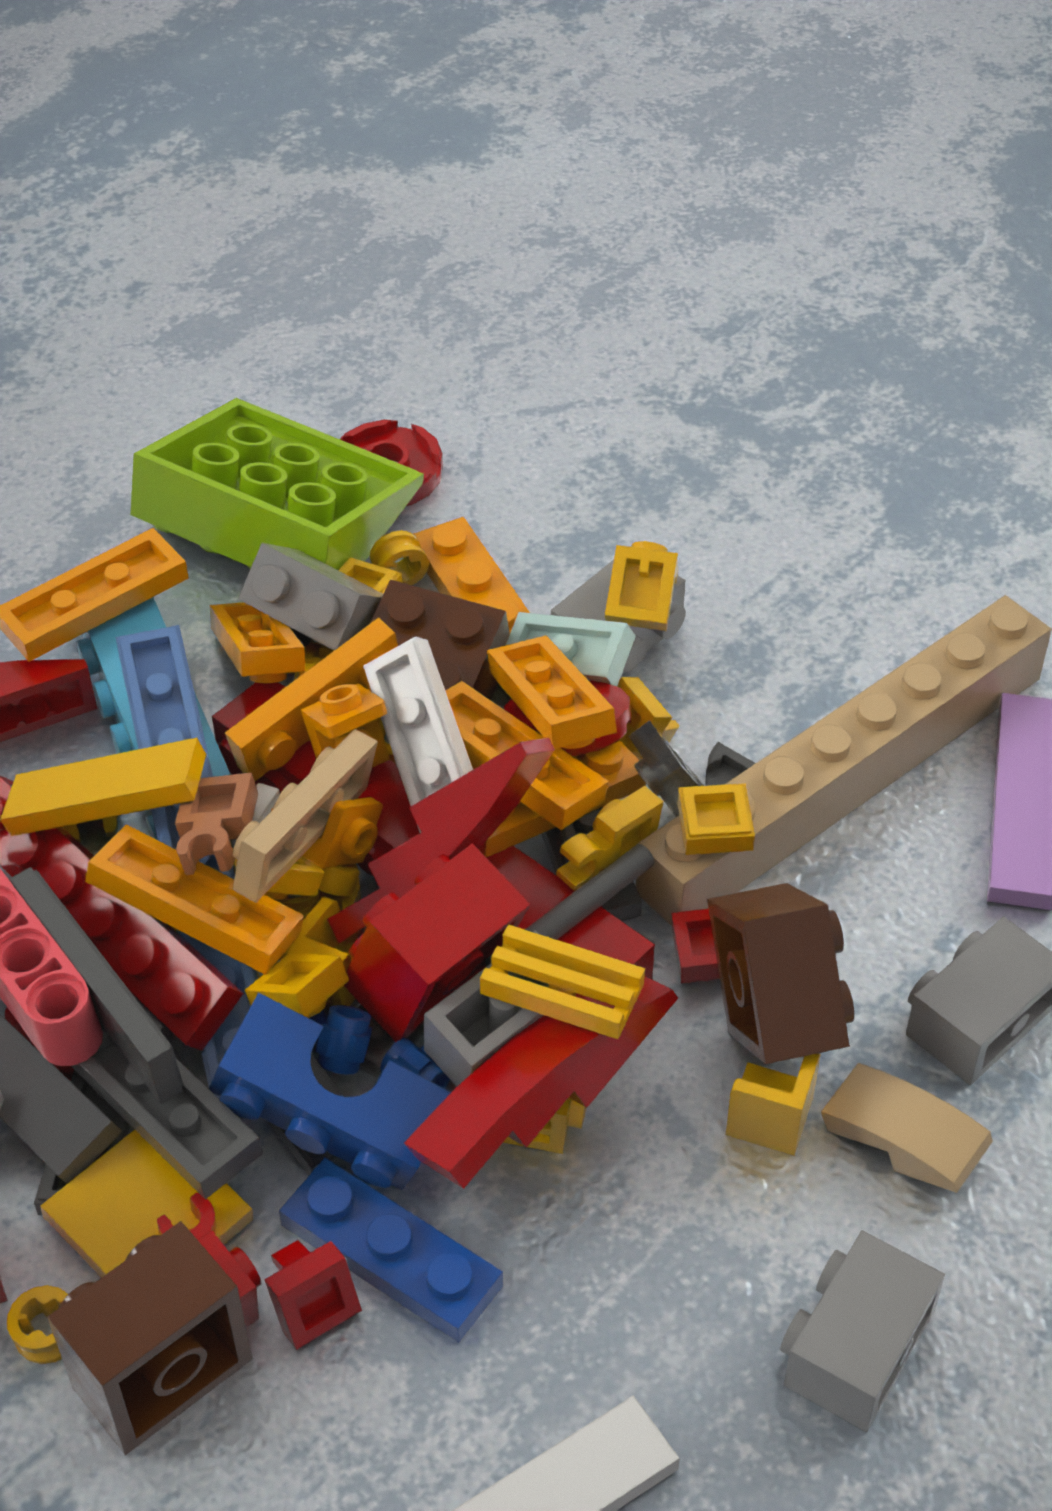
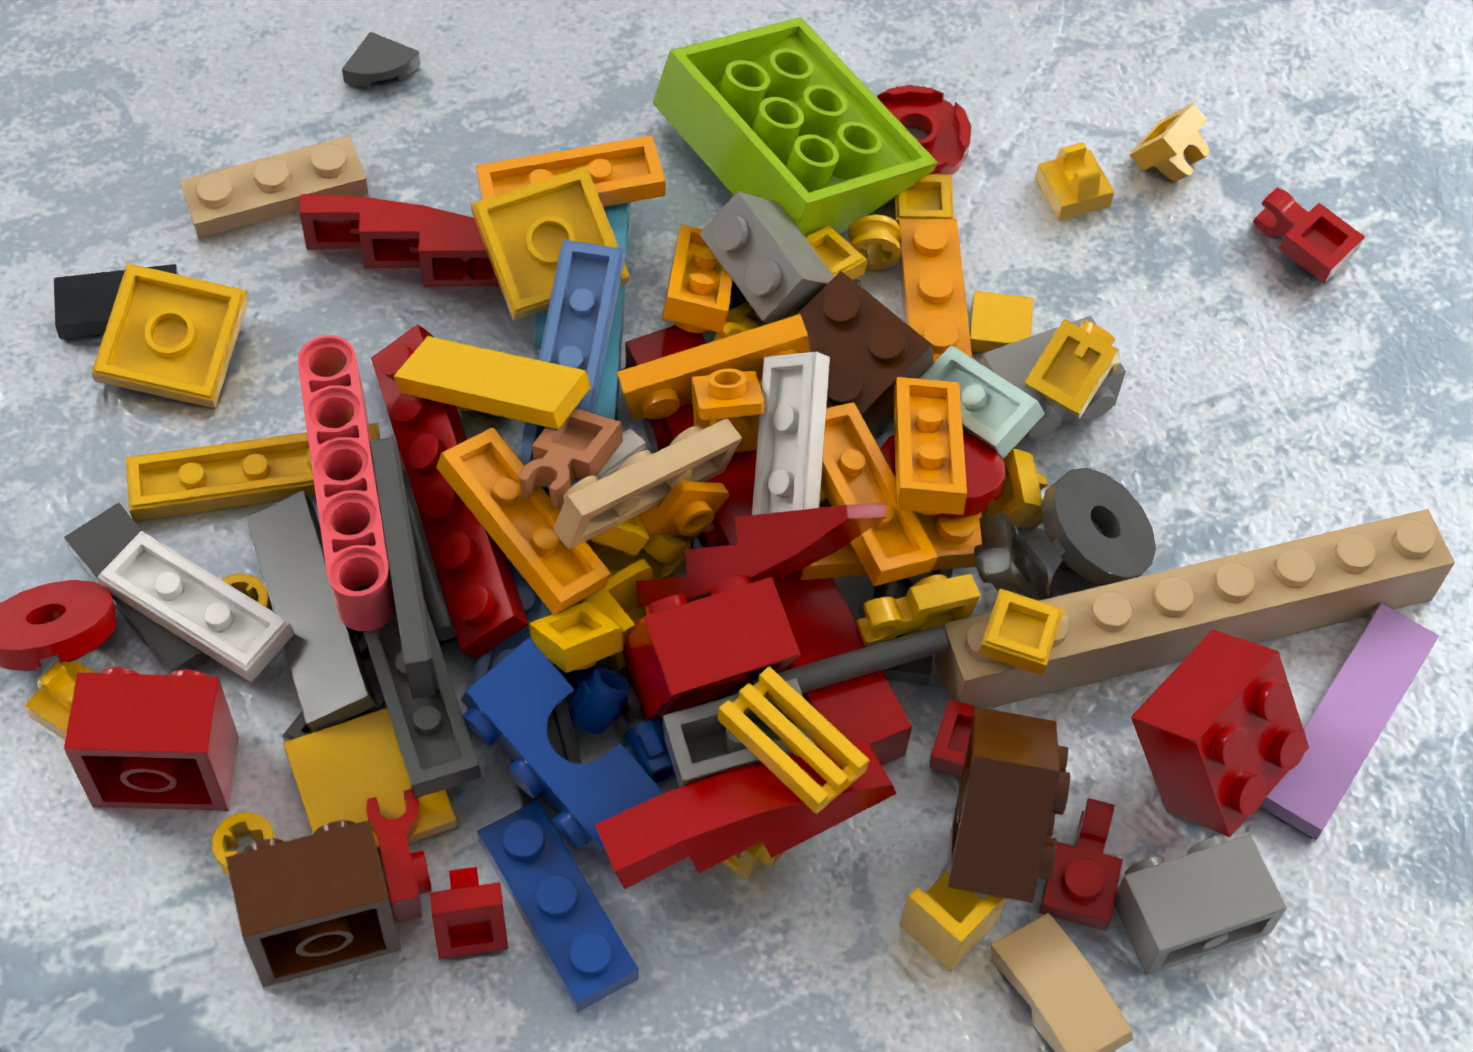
camera: 20 degrees right, 10 degrees up
(77, 652) = (526, 234): none -> yellow tile
(425, 510) = (926, 199): none -> yellow tile
(544, 584) = (999, 320): none -> yellow tile
(551, 453) = (1074, 182): none -> yellow tile
(623, 394) = (1170, 140): none -> yellow tile
(728, 716) = (1095, 497): none -> dark grey tile
(781, 427) = (1313, 238): none -> red plate
(881, 1025) = (1082, 876): none -> red plate
(933, 840) = (1221, 732): none -> red brick

